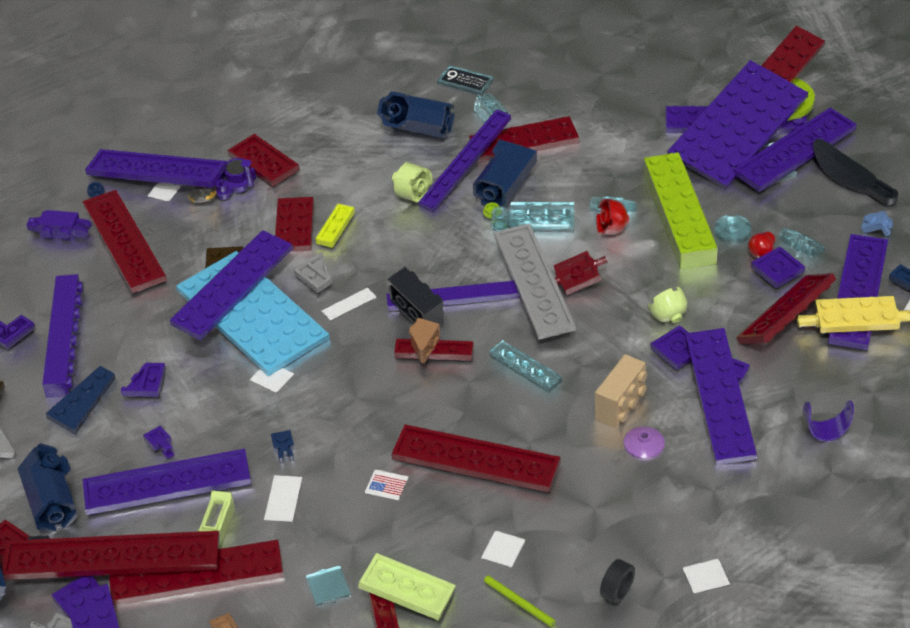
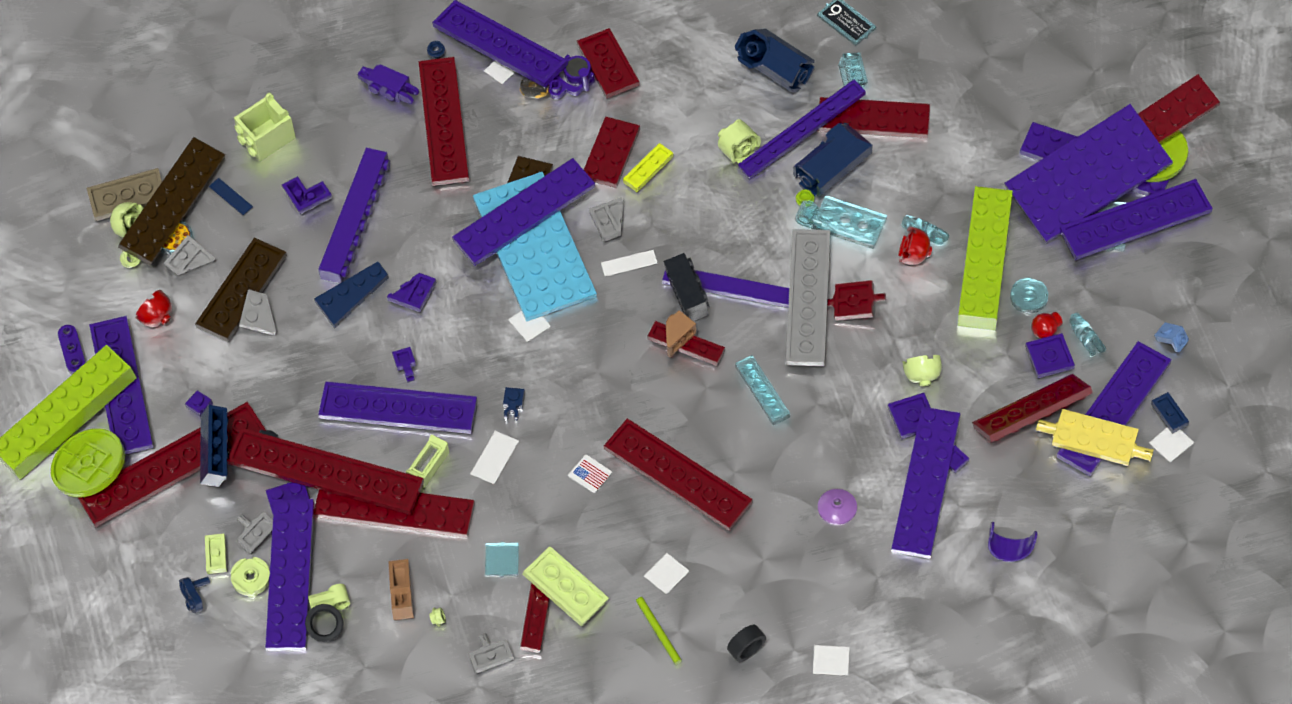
camera: 20 degrees right, 15 degrees up
(46, 488) = (291, 383): dark blue brick -> none
(620, 391) = (834, 450): tan brick -> none
(852, 174) = (1177, 265): black plant -> none

